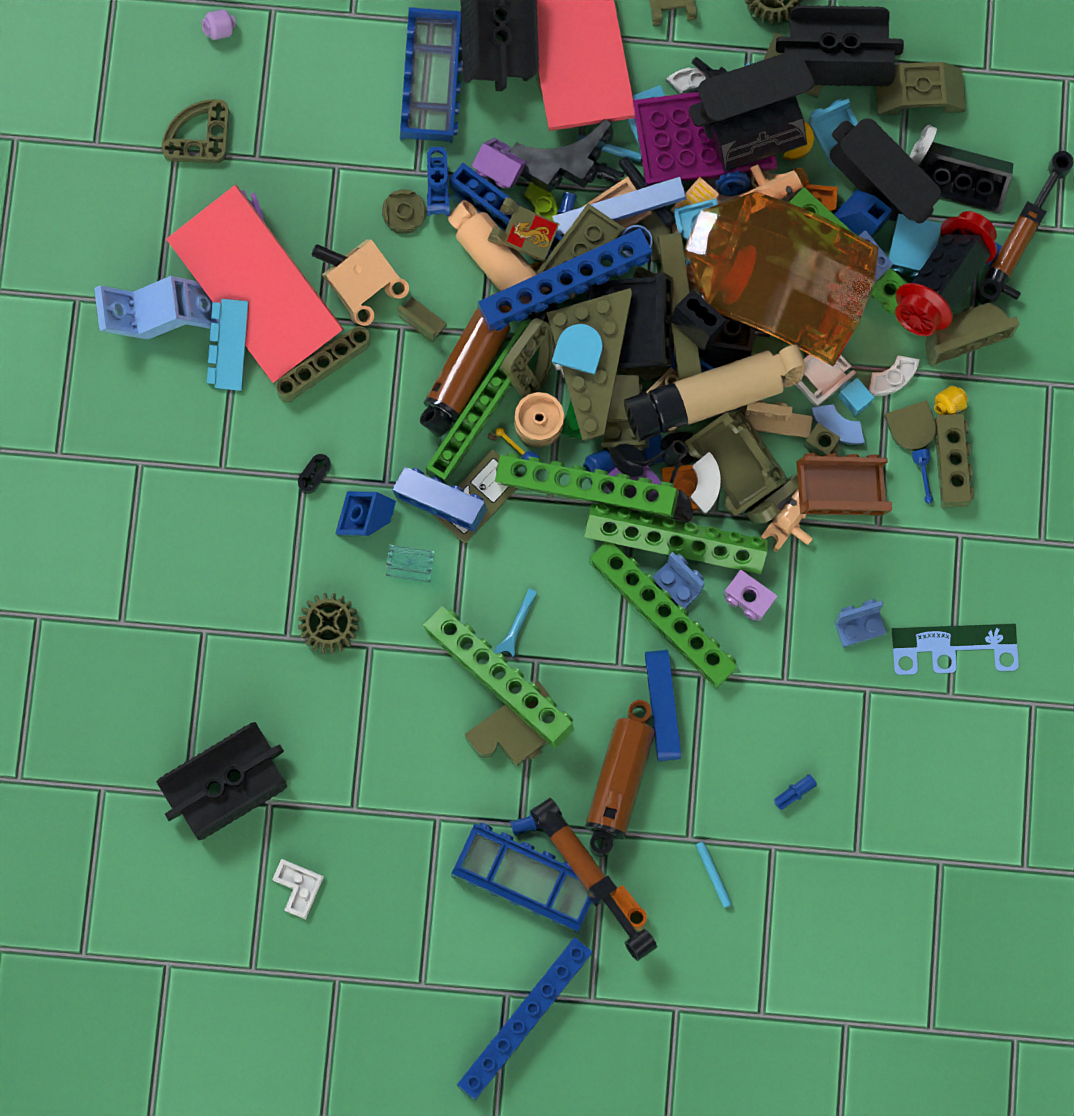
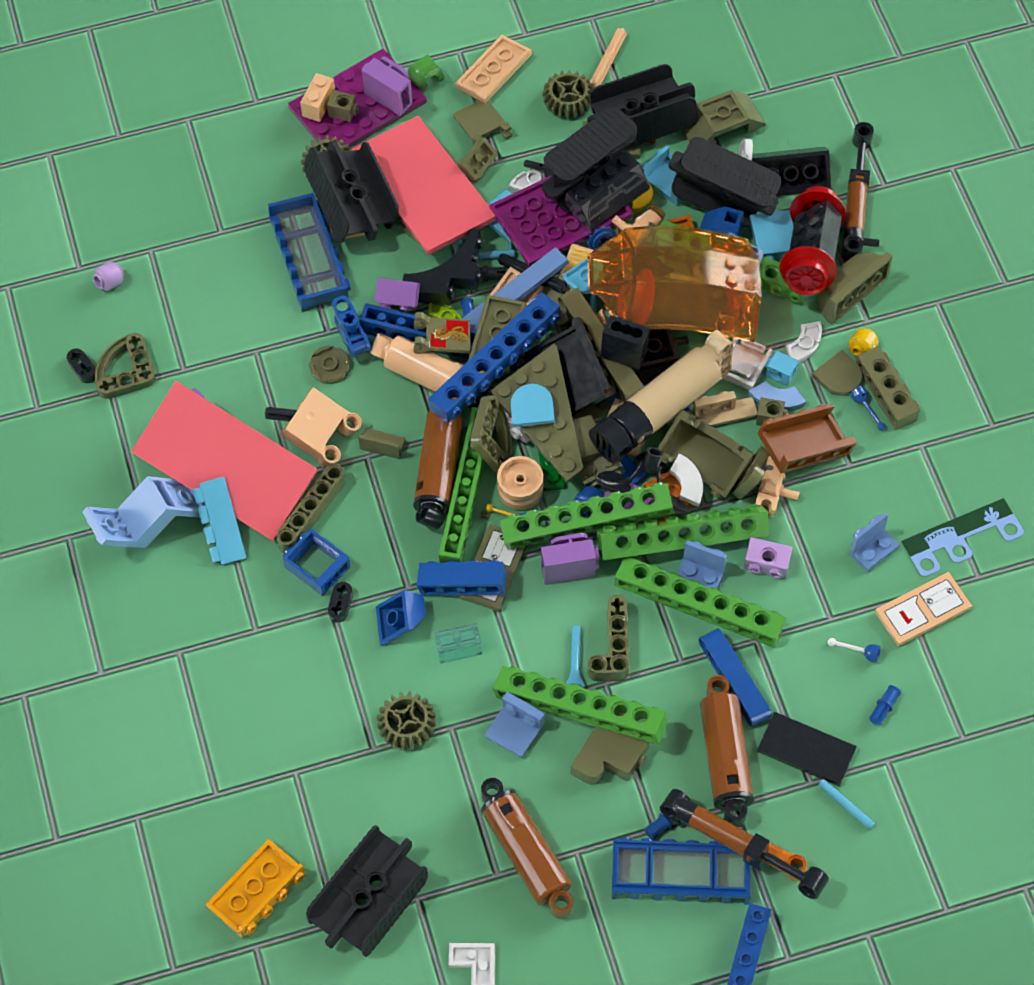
camera: 15 degrees left, 15 degrees down
(122, 734) = (256, 889): none -> light orange bracket
(151, 116) = (78, 367): none -> black beam
(320, 440) = (331, 575): none -> blue window
(389, 797) = (526, 847): none -> dark orange piece
(429, 671) = (515, 725): none -> medium blue bracket
(552, 521) = (569, 559): none -> medium lavender brick
(562, 619) = (615, 638): none -> olive beam
(645, 38) = (478, 159): none -> olive bracket
(700, 804) = (806, 749): none -> black tile
(807, 733) = (871, 651): none -> hinge
(879, 708) = (923, 609): none -> tile

